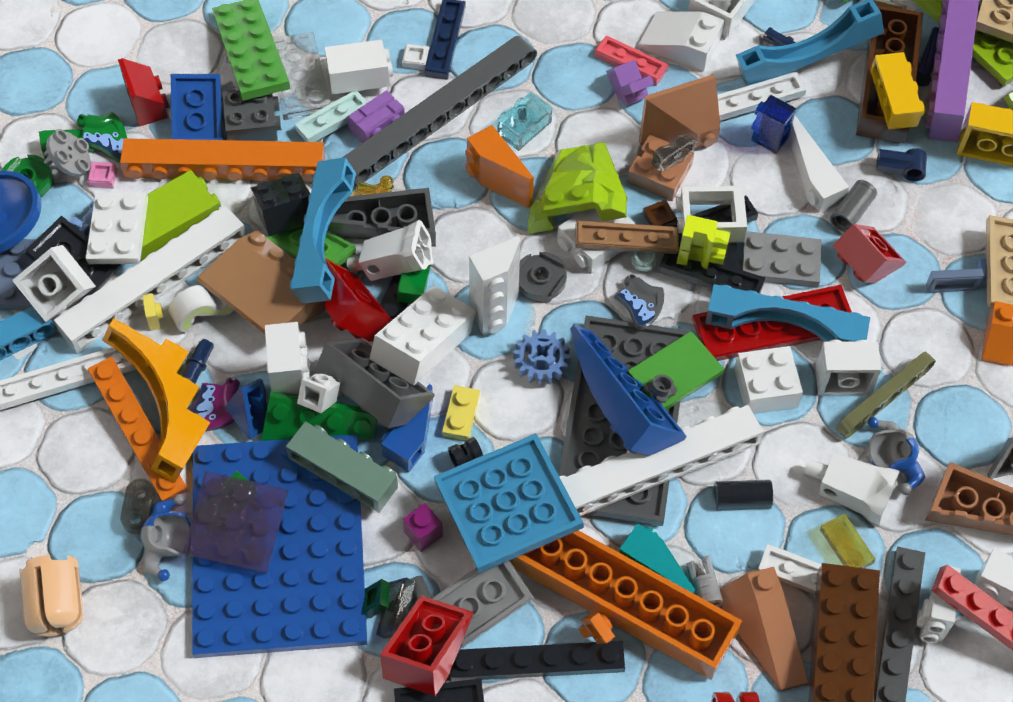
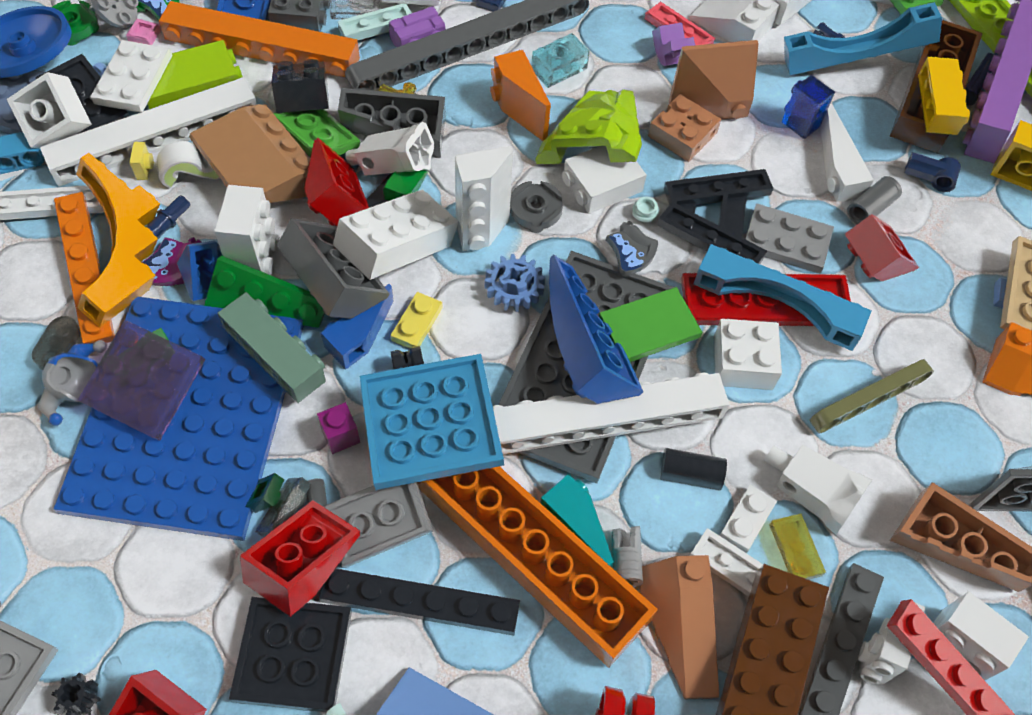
camera: 10 degrees right, 0 degrees up
(321, 386) = (268, 265): white brick -> none
(331, 187) = (299, 147): dark azure arch -> none
(597, 627) = (494, 579): orange plate -> none
(626, 237) = (632, 182): medium nougat tile -> none
(659, 214) = (671, 170): reddish brown plate -> none
(661, 388) = (629, 336): dark grey plate -> none
(674, 152) = (700, 111): clear smoke plate -> none
(702, 242) = (708, 200): neon yellow hips -> none
(715, 196) = (720, 193): white window -> none
(747, 98) = (781, 81): white plate -> none
(800, 527) = (748, 518): none -> white plate
(847, 368) = (836, 358): white brick -> none
(896, 450) = (872, 456): light grey piece -> none
(954, 280) = (968, 294): sand blue tile -> none

